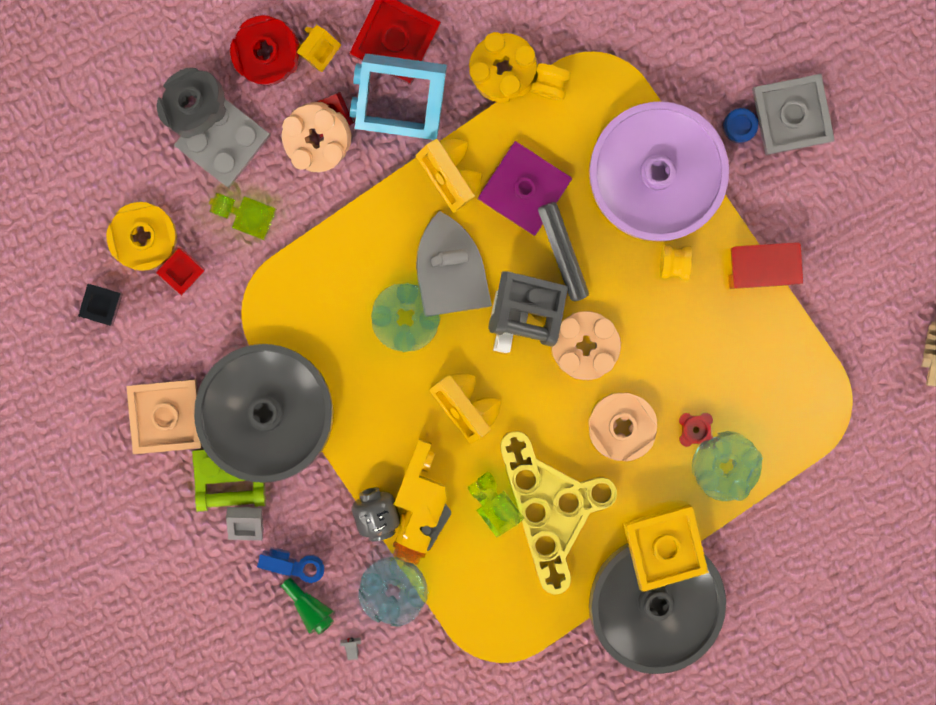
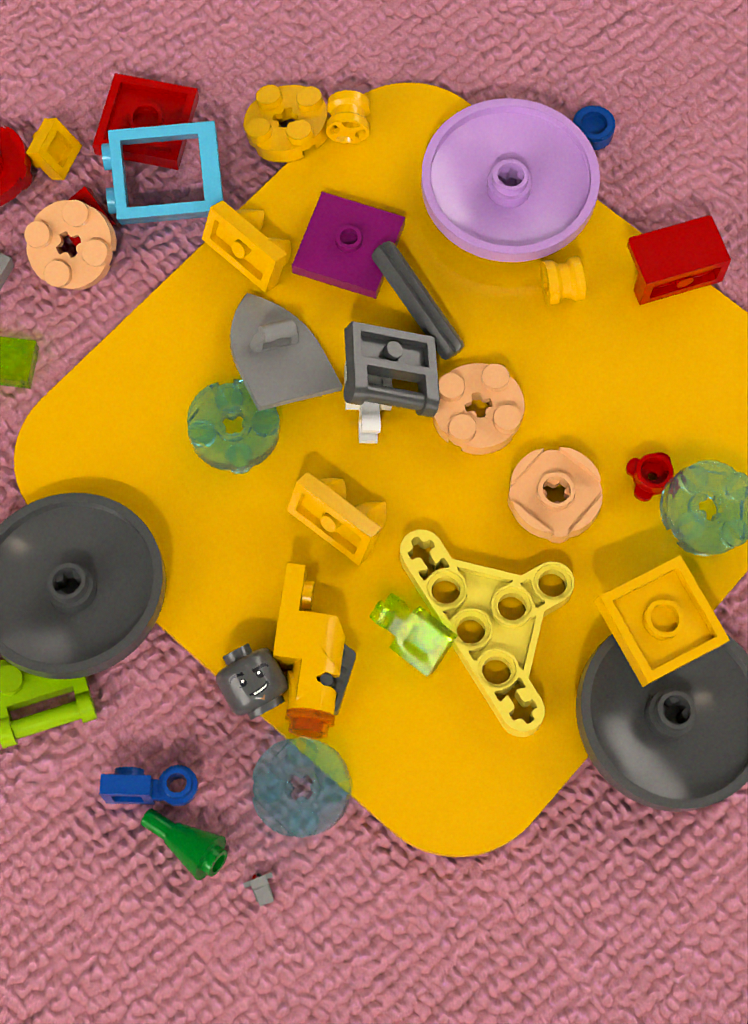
camera: 15 degrees left, 20 degrees down
(244, 523) = (72, 745): light grey plate -> none
(793, 114) = (652, 99): light grey plate -> none

